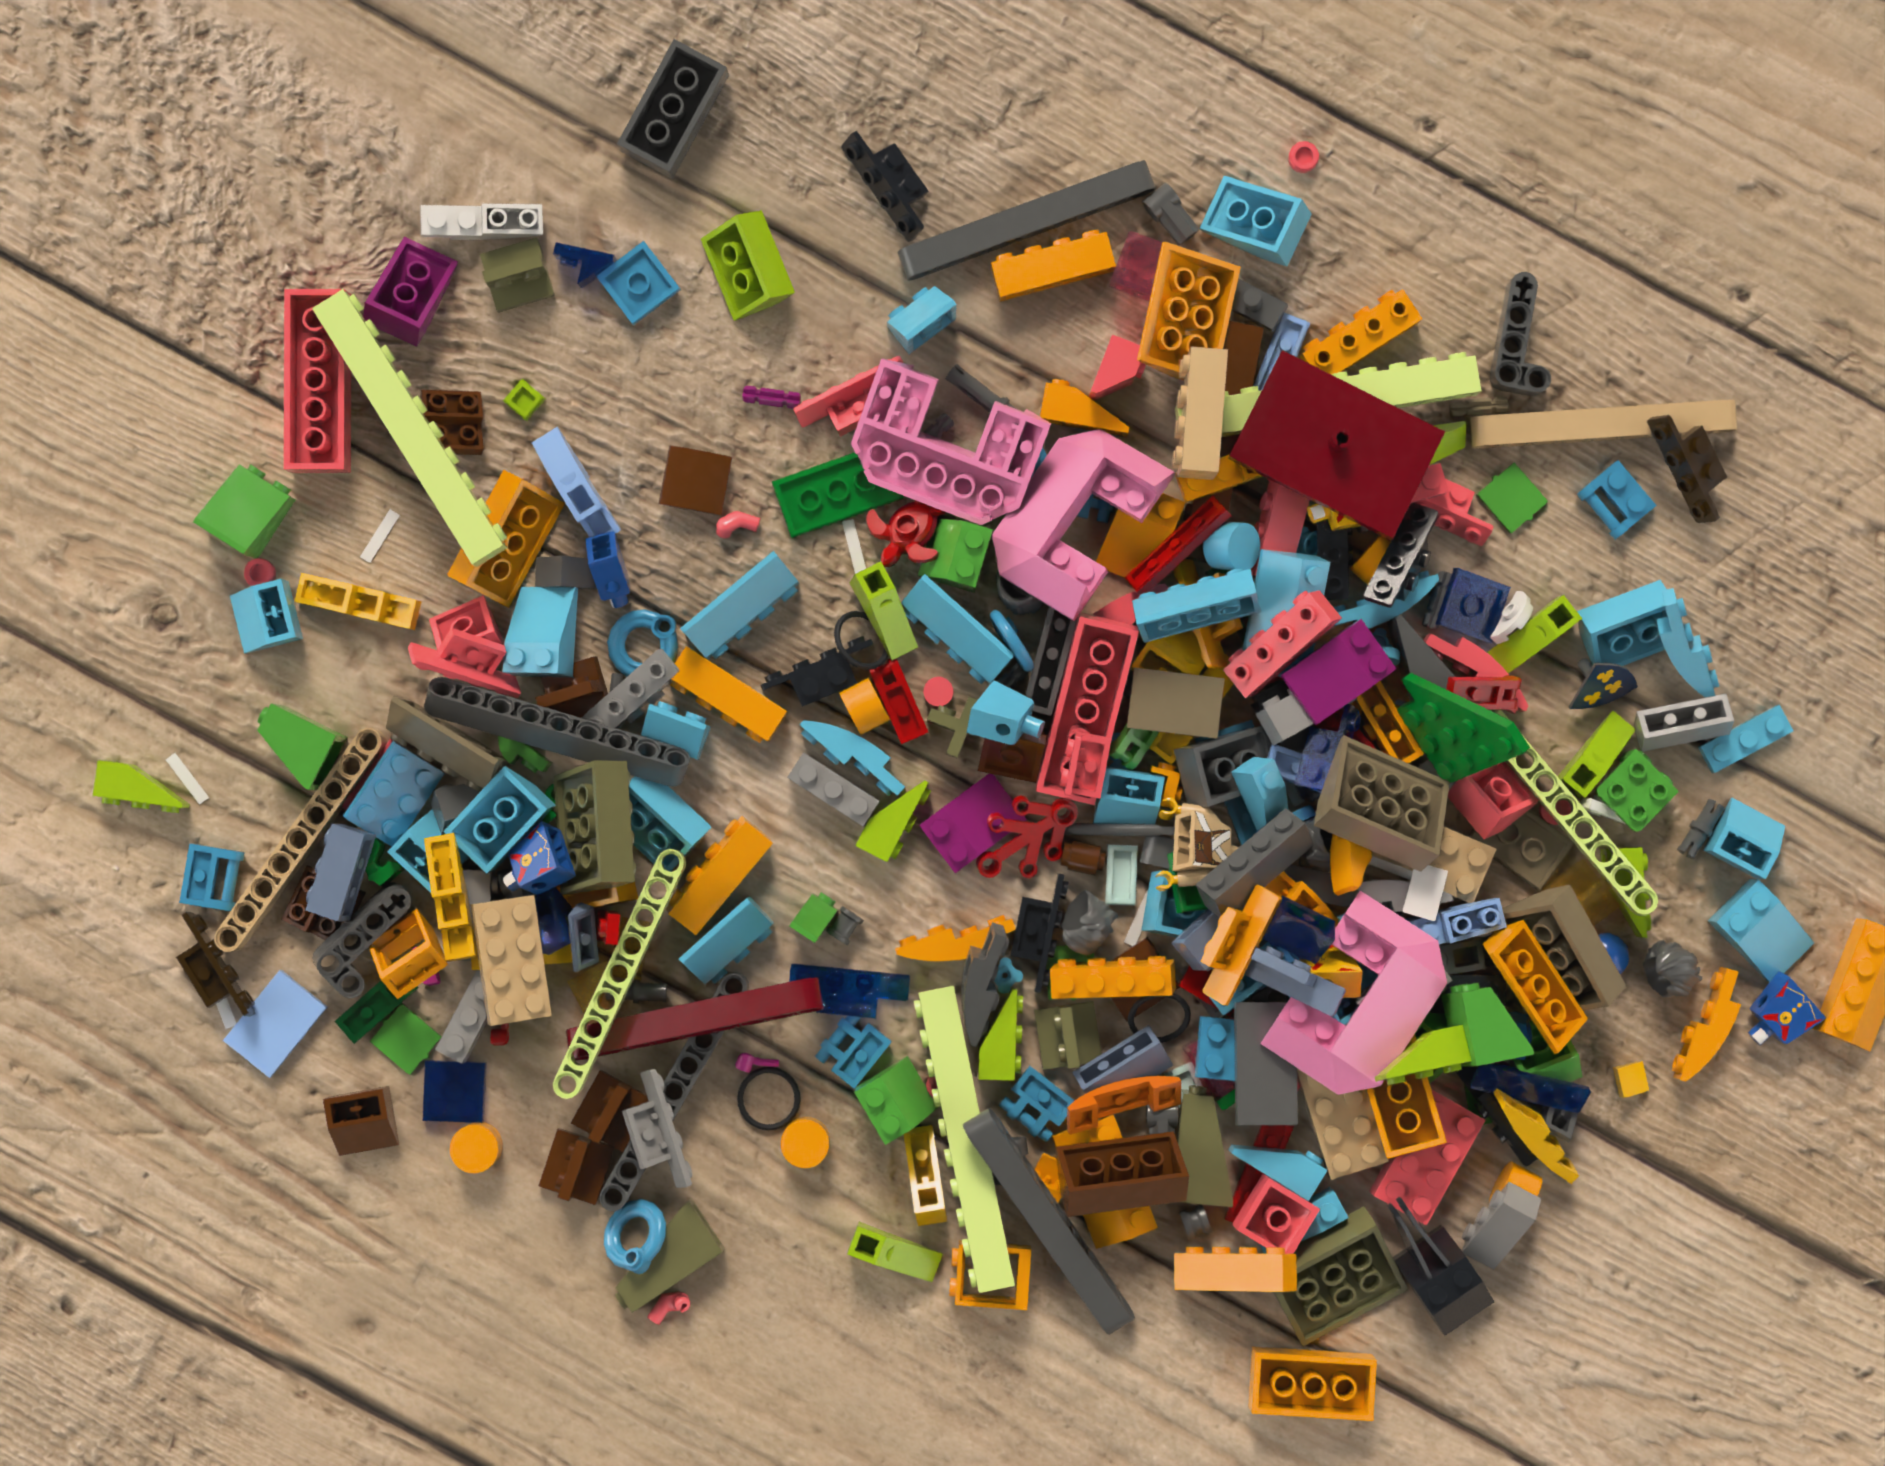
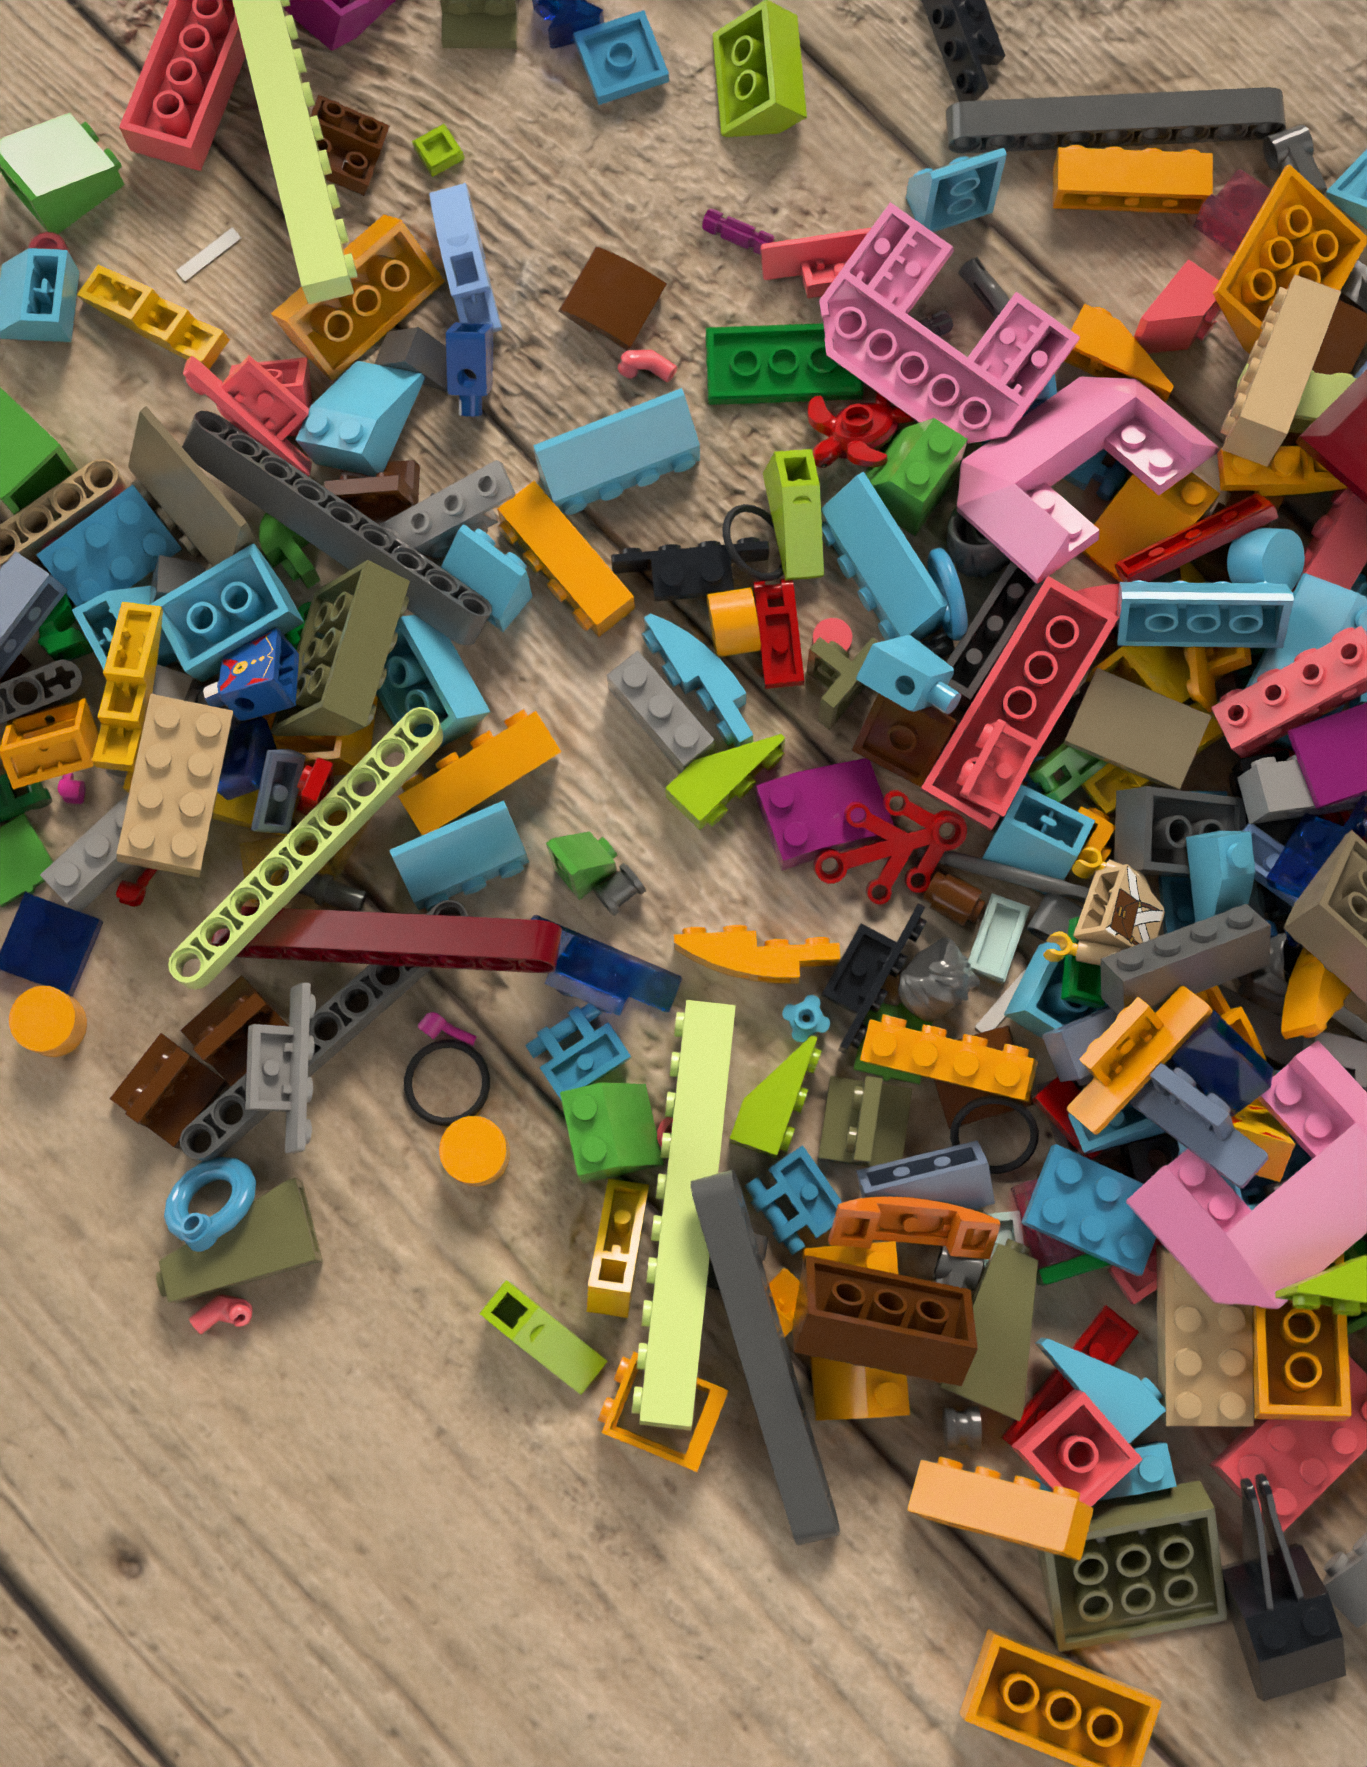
camera: 20 degrees right, 10 degrees down
(634, 620) = (482, 438): dark azure piece -> none
(854, 545) = (783, 427): white sticker -> none
(977, 988) = (763, 1026): dark grey slope -> none
(1262, 1079) = (1115, 1253): dark grey tile -> none

